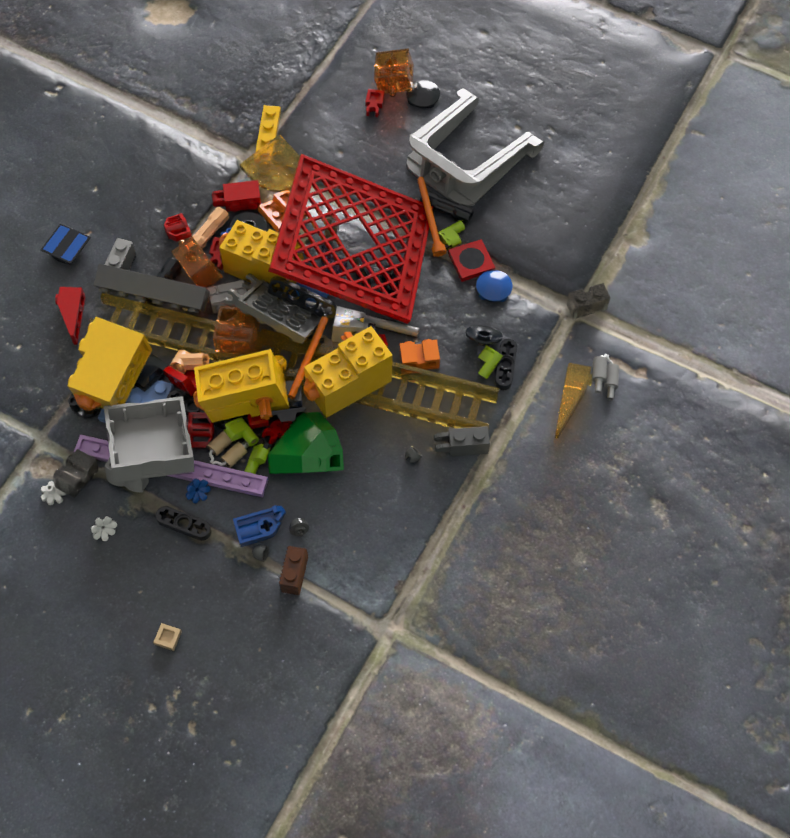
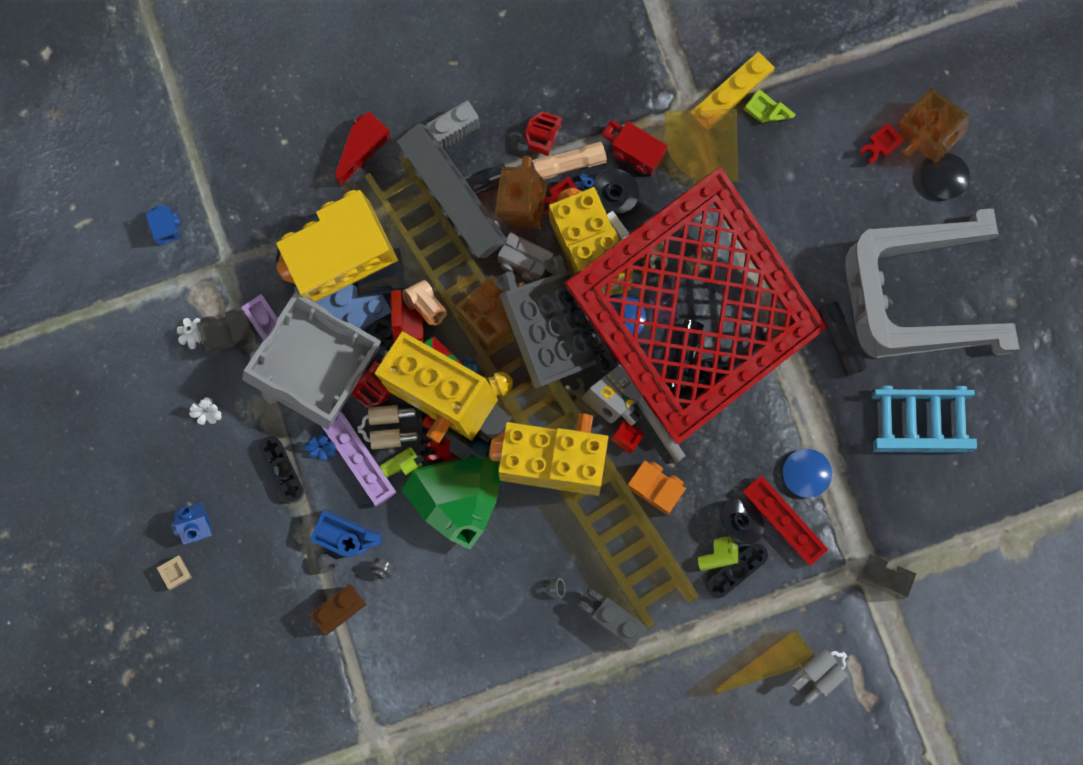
camera: 45 degrees right, 15 degrees up
(65, 244) = (417, 60): piece -> none
(153, 596) = (192, 523): none -> blue brick
(239, 428) = (408, 418): lime piece -> none
(274, 209) = (660, 192): orange slope -> none
(295, 131) = (766, 109): none -> lime slope
(308, 357) = (538, 400): orange piece -> none
(438, 248) = (789, 379): orange piece -> none
(449, 235) = (814, 373): lime piece -> none
(471, 260) = (811, 423): red tile -> none
(506, 317) = (785, 521): none -> red plate
(534, 227) = (936, 441): none -> medium azure fence

